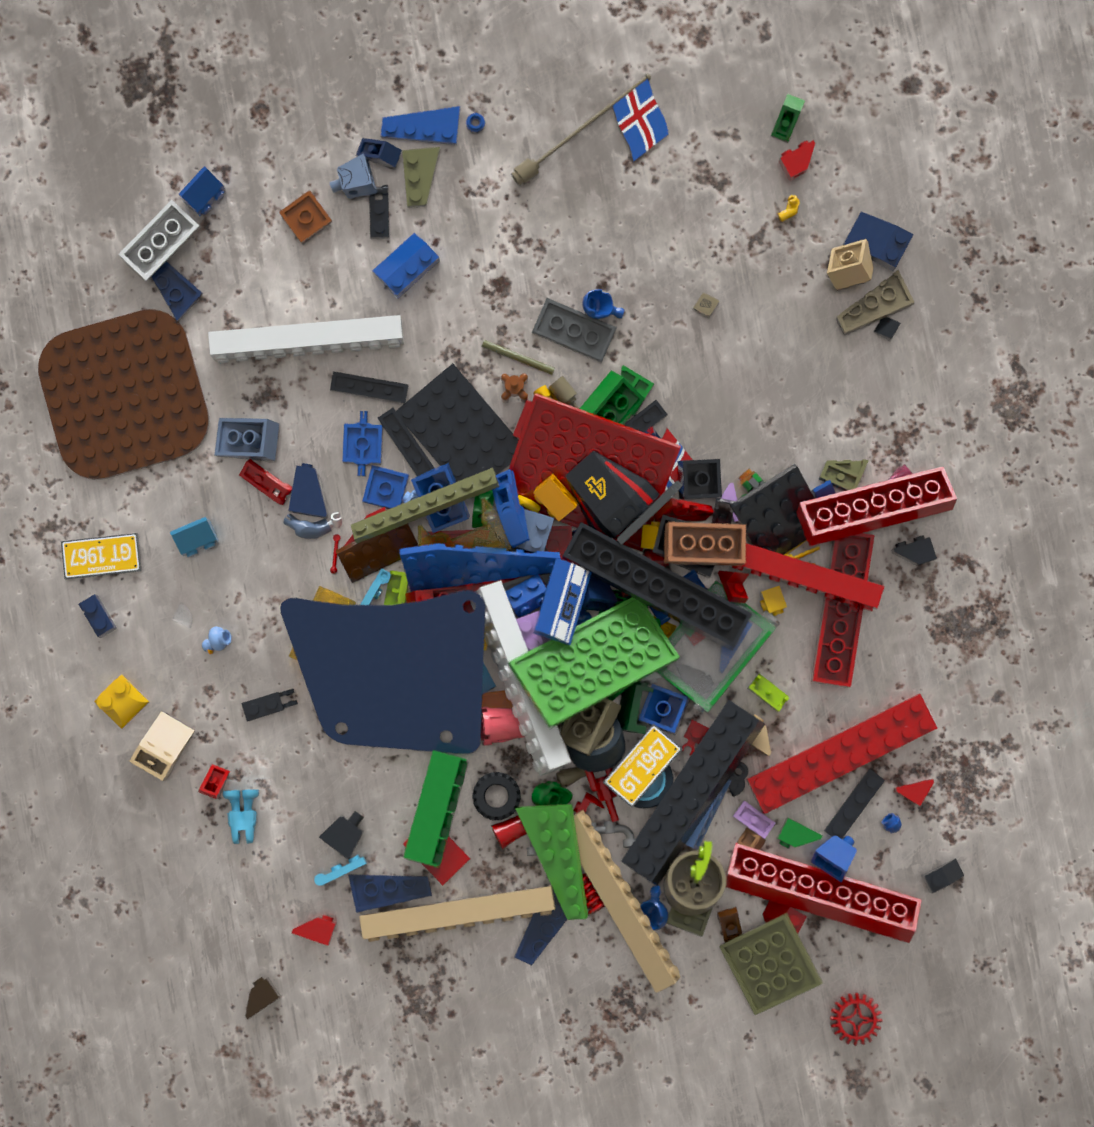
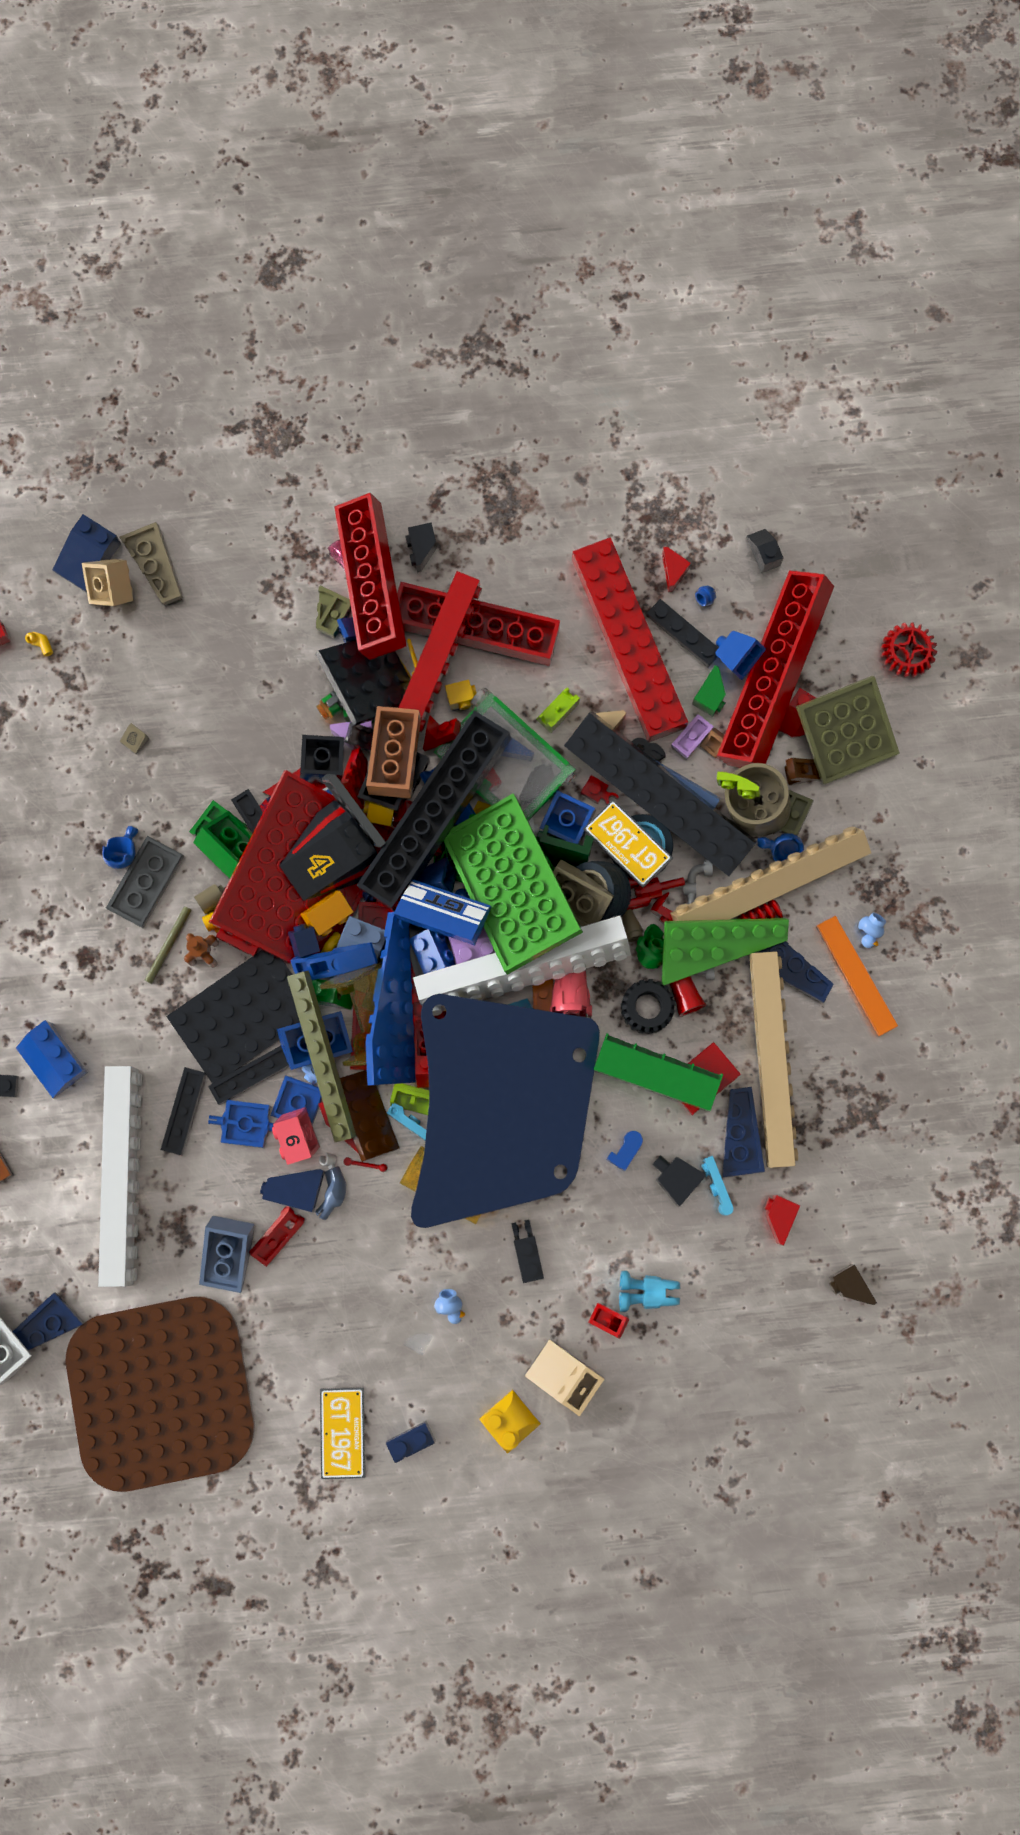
camera: 85 degrees left, 5 degrees down
(194, 537) = (331, 1321): dark azure slope -> none
(353, 489) = (295, 1136): none -> coral brick
(371, 790) = (631, 1143): none -> blue leg
(528, 479) = (303, 940): none -> dark blue brick
(542, 987) = (857, 976): none -> orange tile
(586, 999) = (874, 927): none -> light blue animal
(887, 328) = (181, 553): black slope -> none

